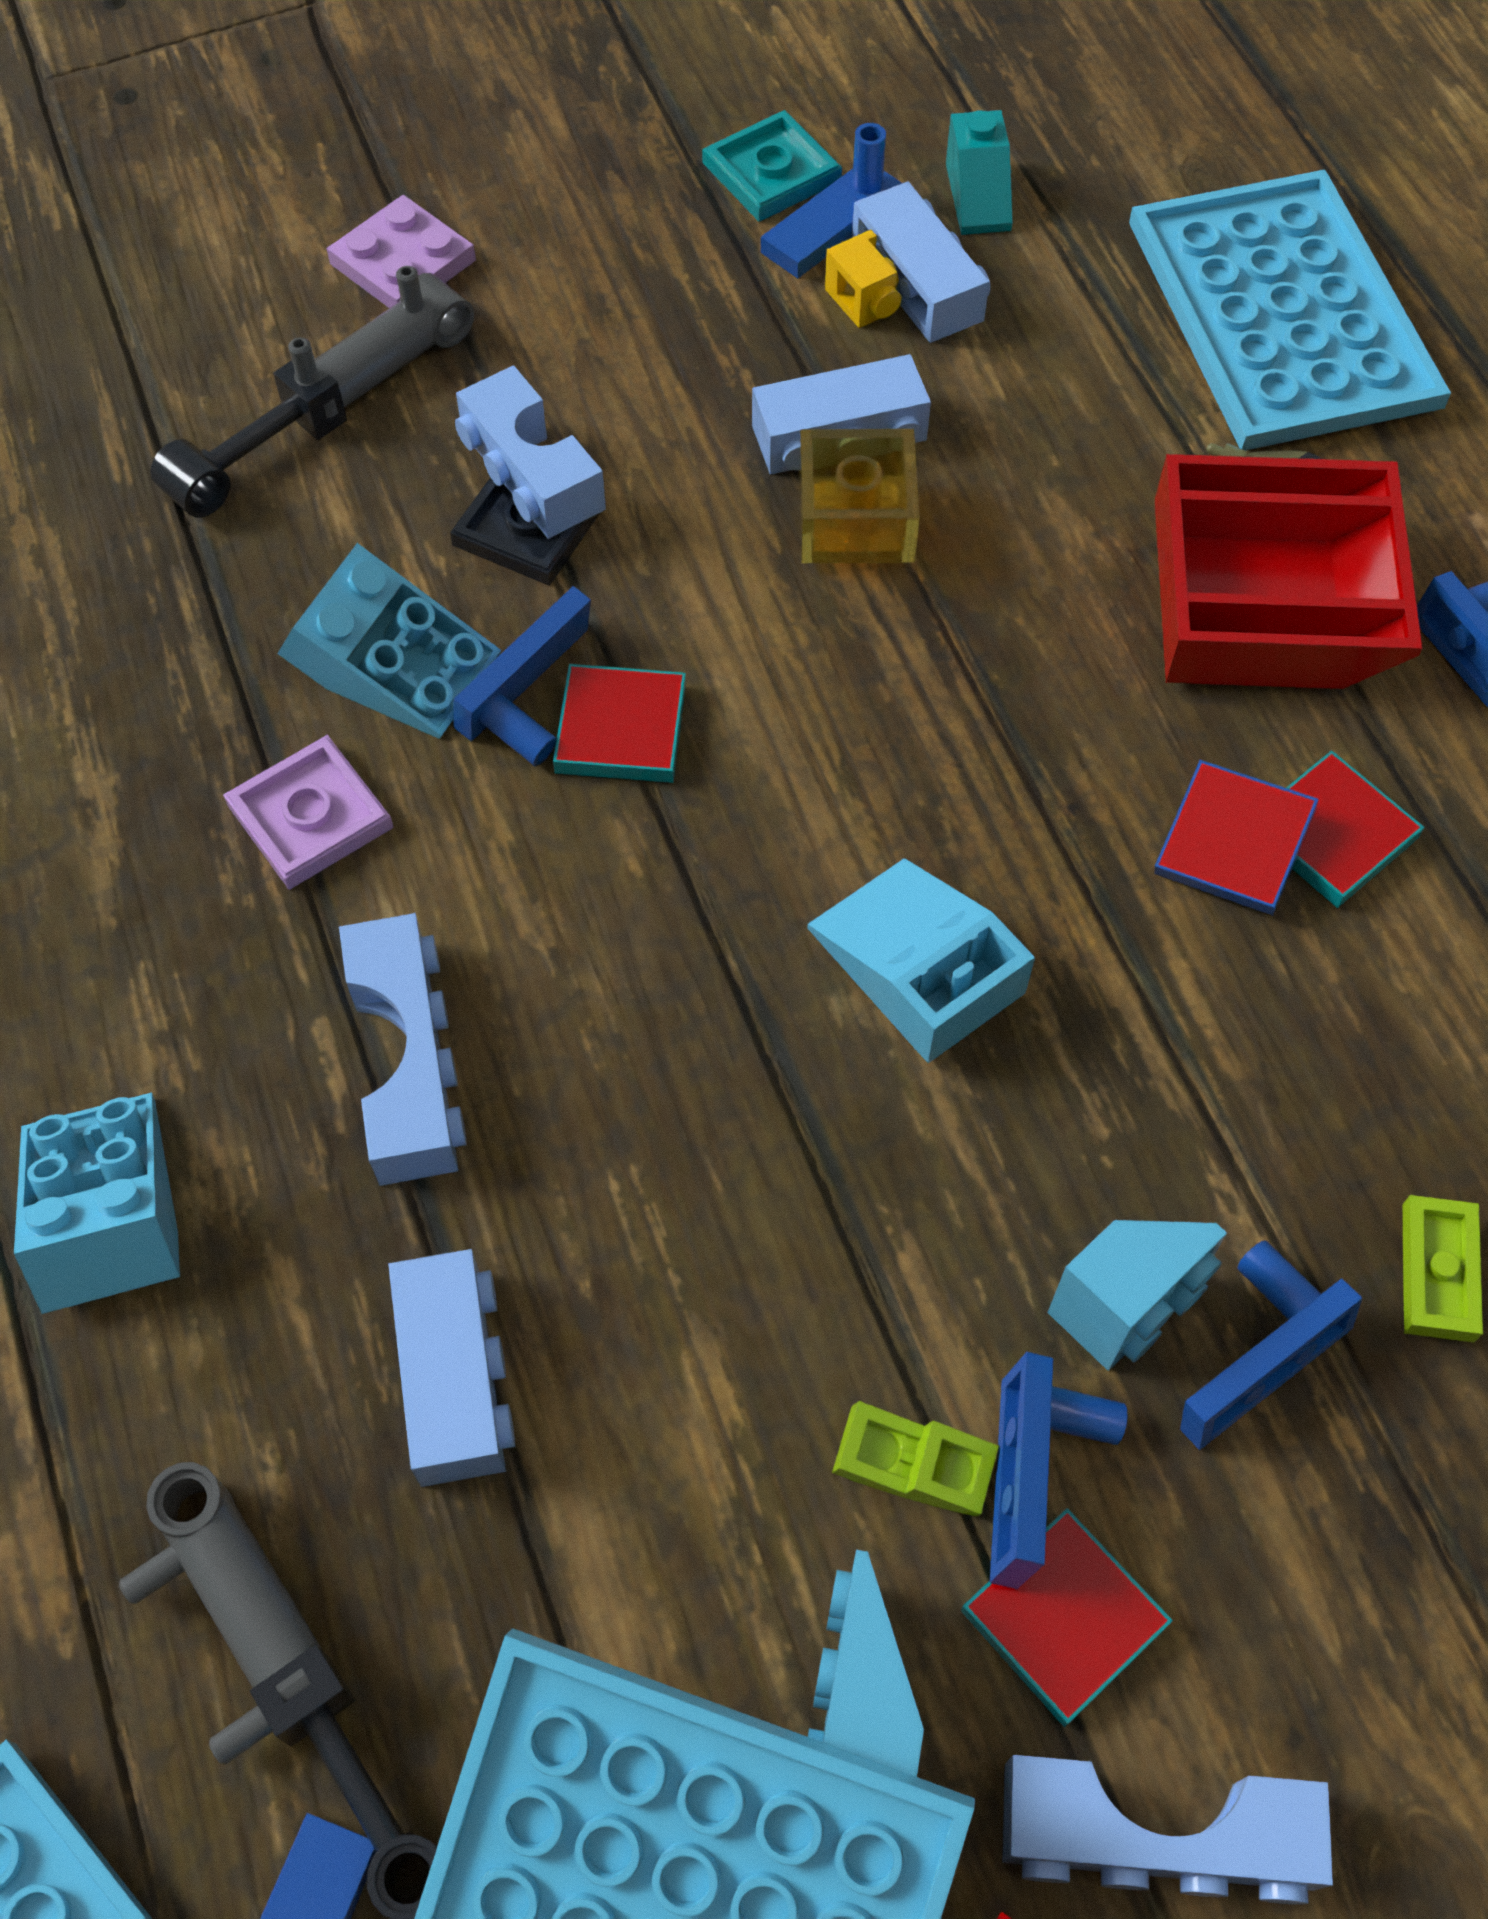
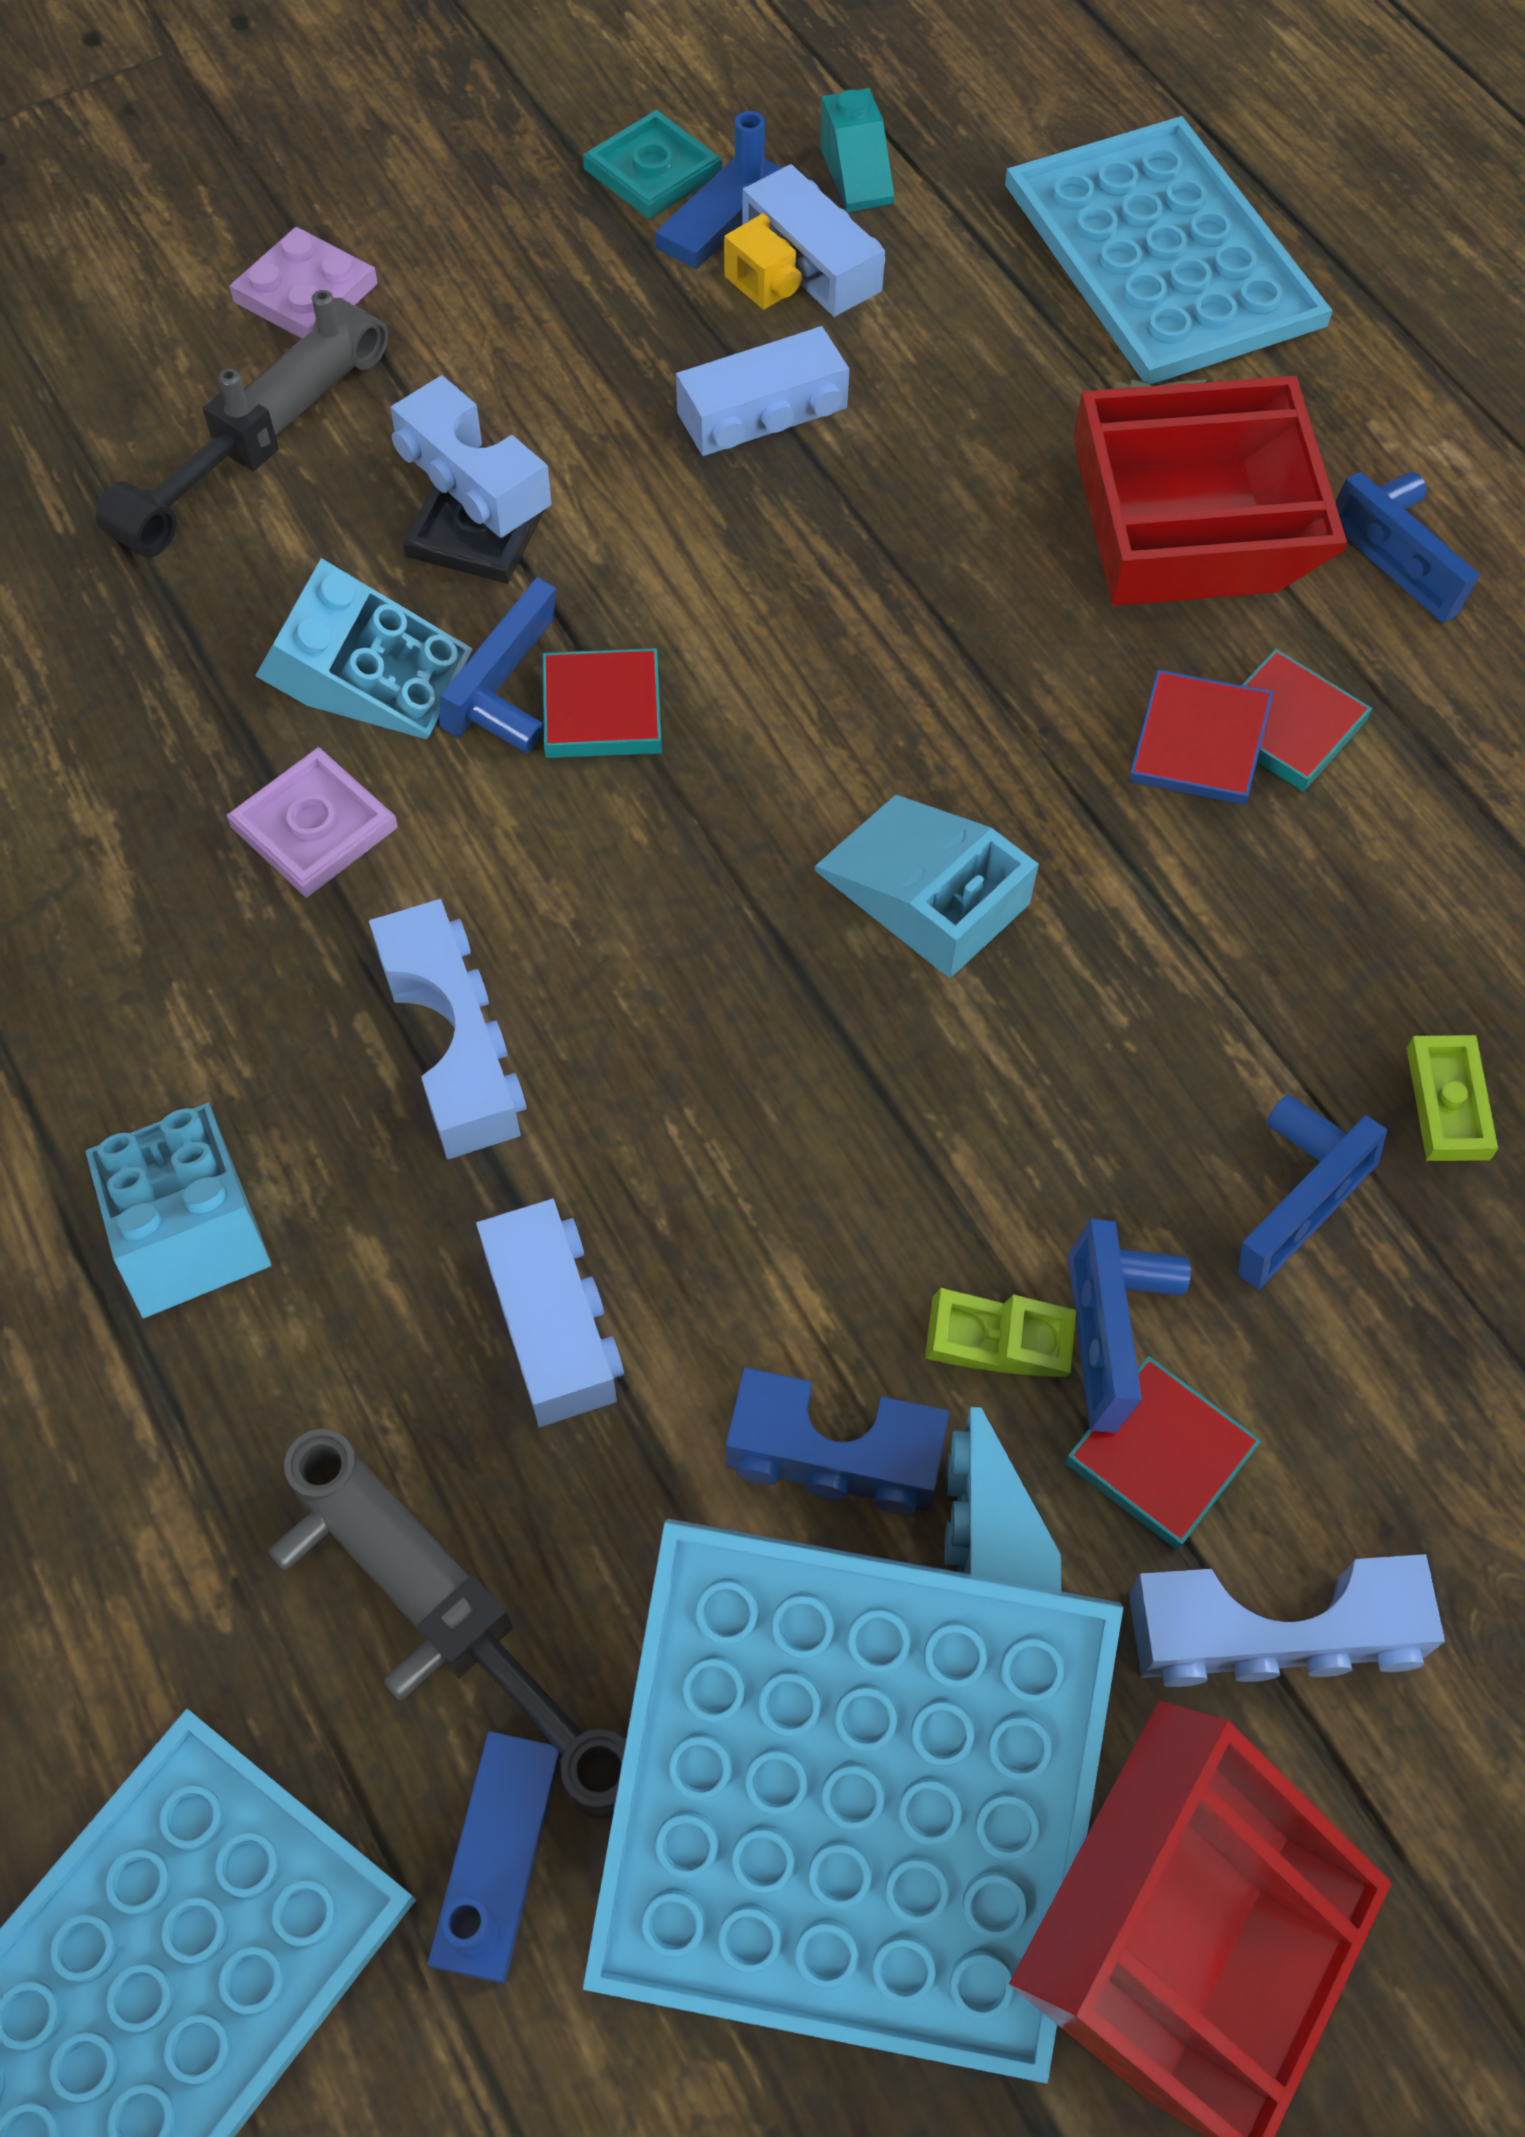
camera: 10 degrees left, 0 degrees up
(773, 1585) = (890, 1463): none -> blue arch
(858, 496) = (794, 464): clear yellow brick -> none
(1132, 1283) = (1177, 1145): medium azure slope -> none

